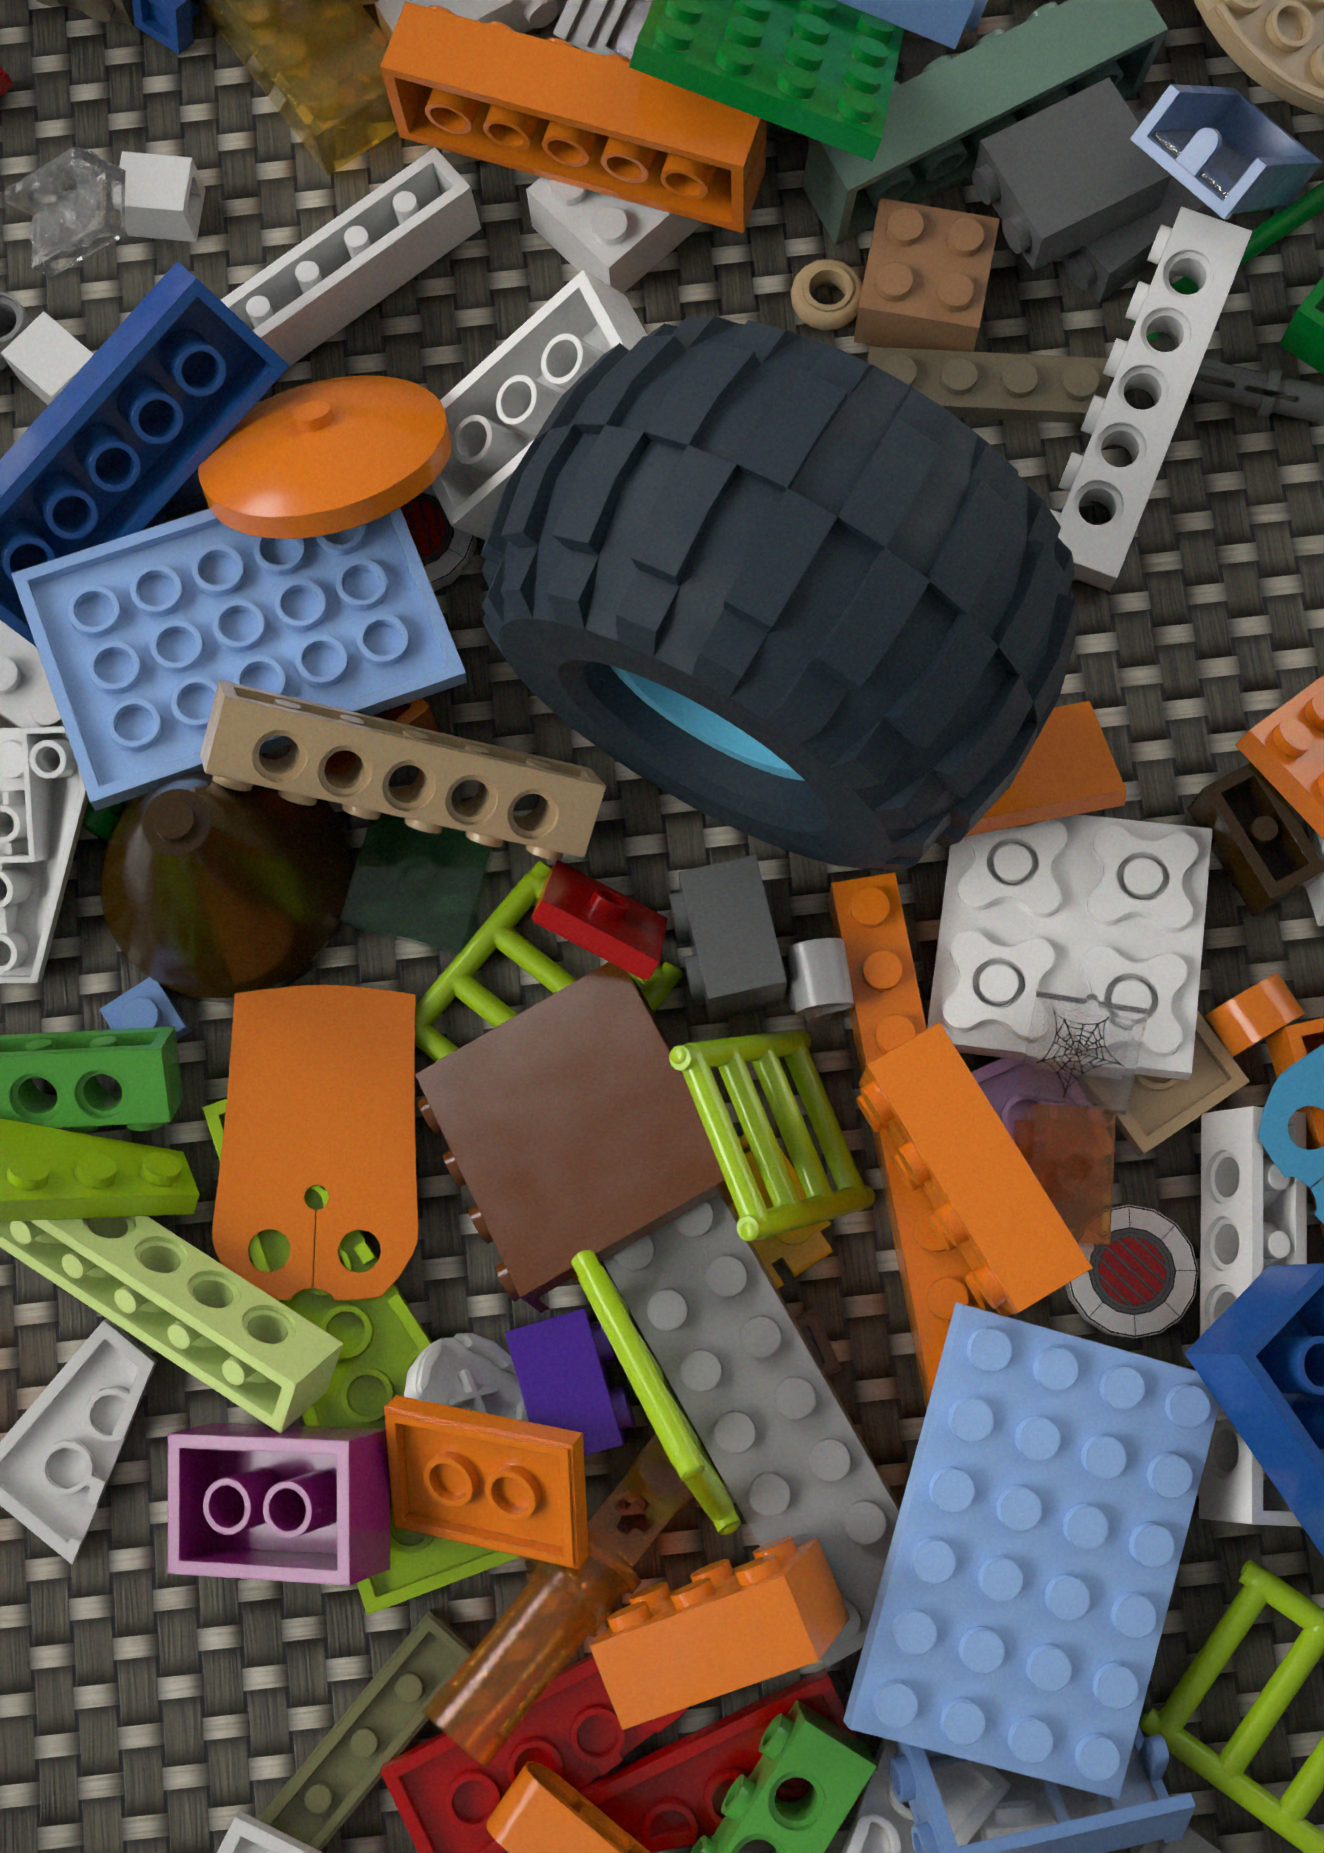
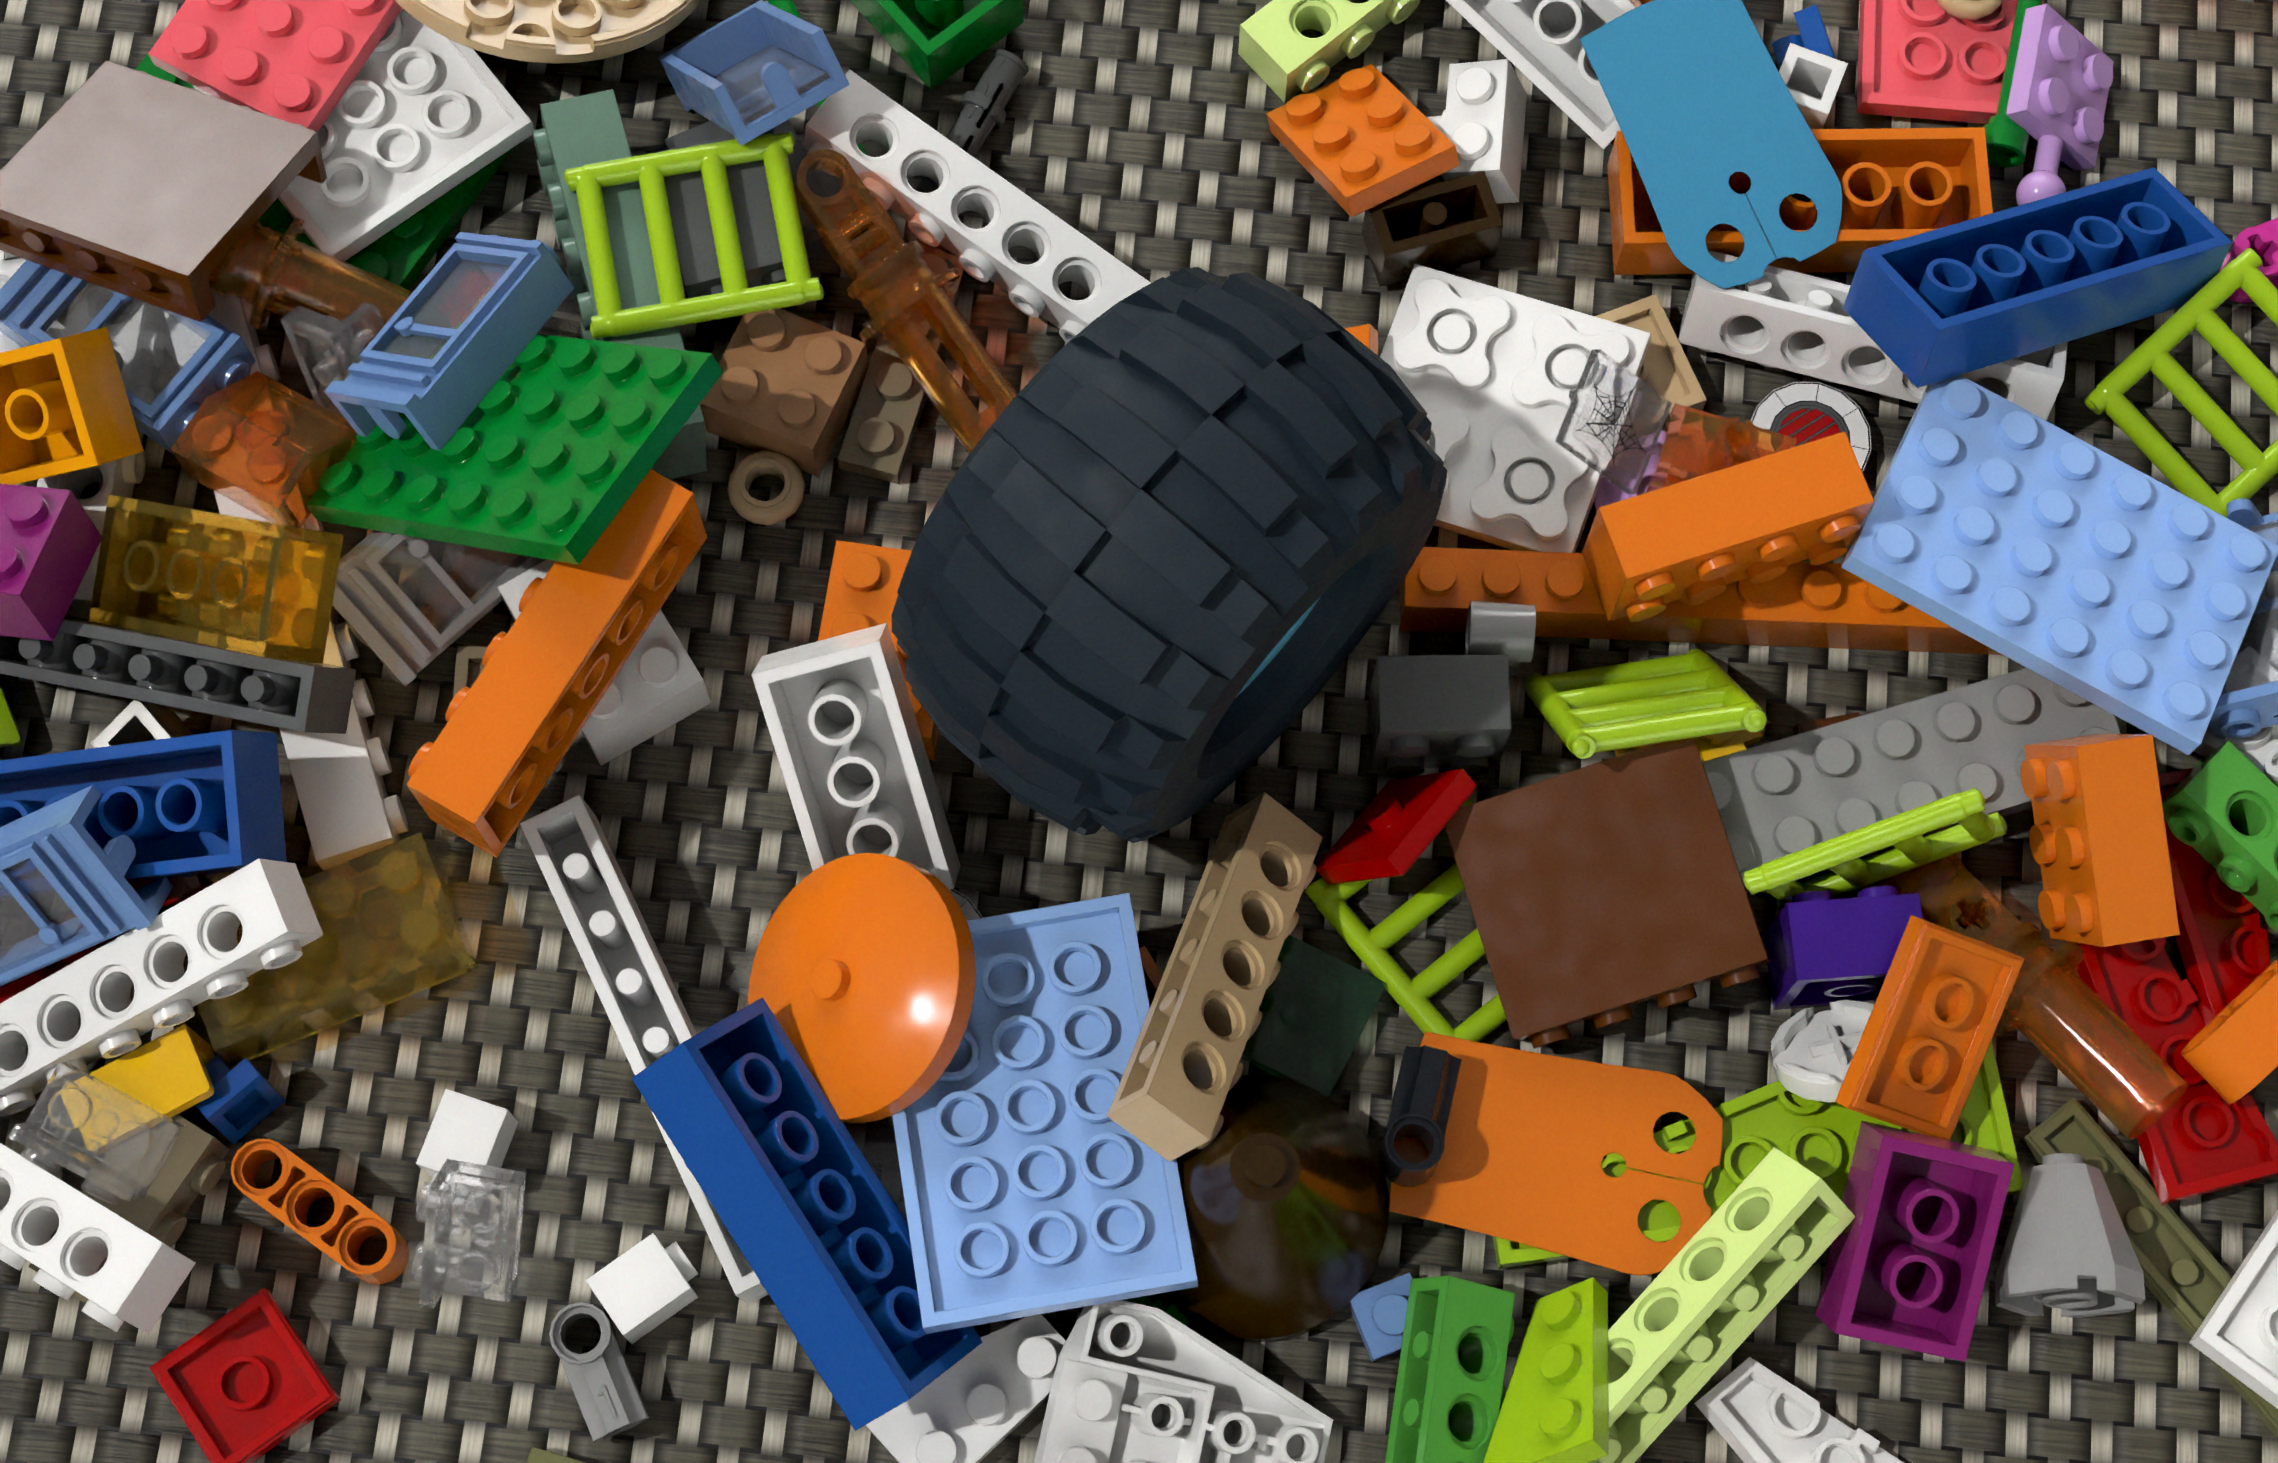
camera: 85 degrees left, 5 degrees down
(92, 66) = (298, 1189): none -> orange beam
(308, 1665) = (2067, 1246): none -> light grey cone
(325, 997) = (1420, 1112): none -> black piece
(978, 183) = (673, 306): none -> lime bar
(1050, 324) = (894, 284): none -> clear orange piece
(1254, 1014) = (1596, 273): orange piece -> none

